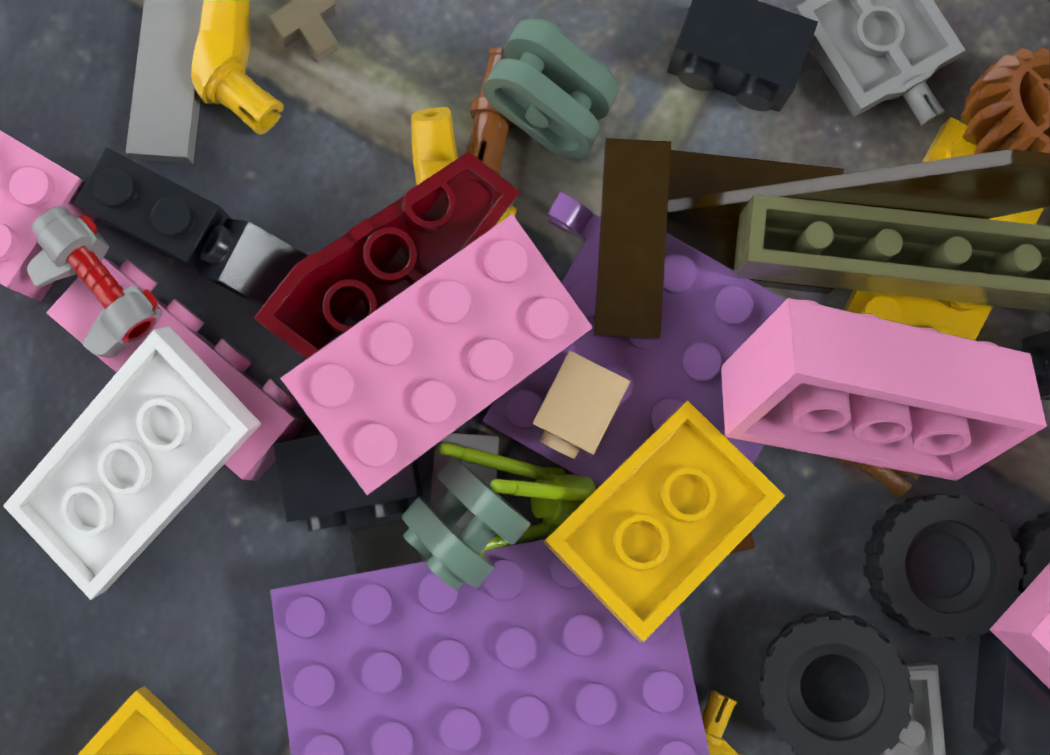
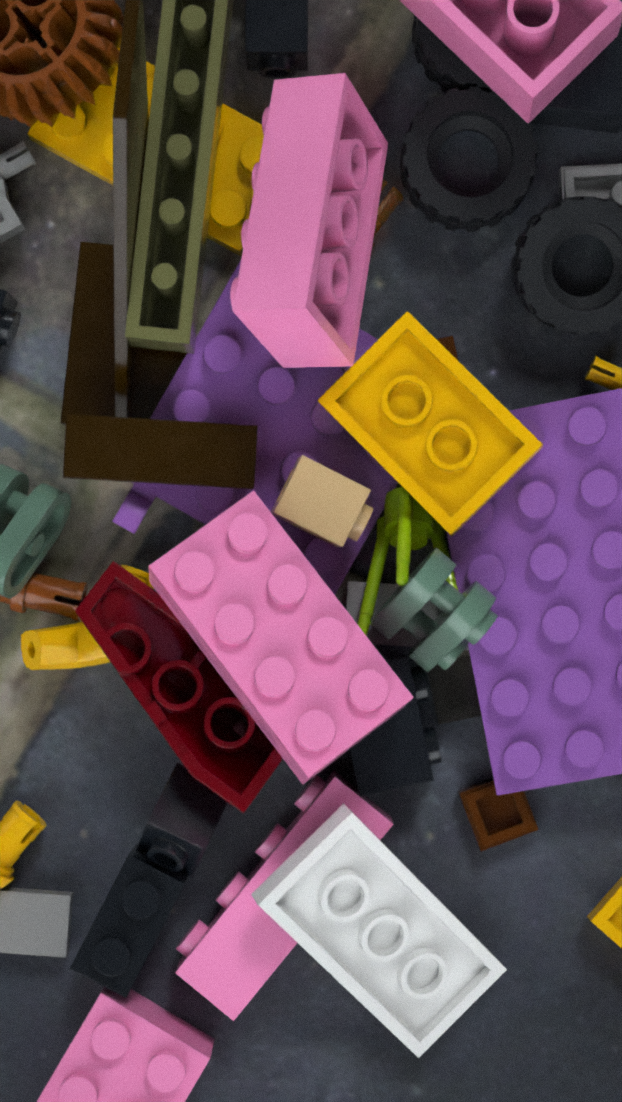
camera: 85 degrees left, 5 degrees up
(75, 247) = (171, 991): light grey piece -> none
(248, 590) = (494, 816): none -> reddish brown tile

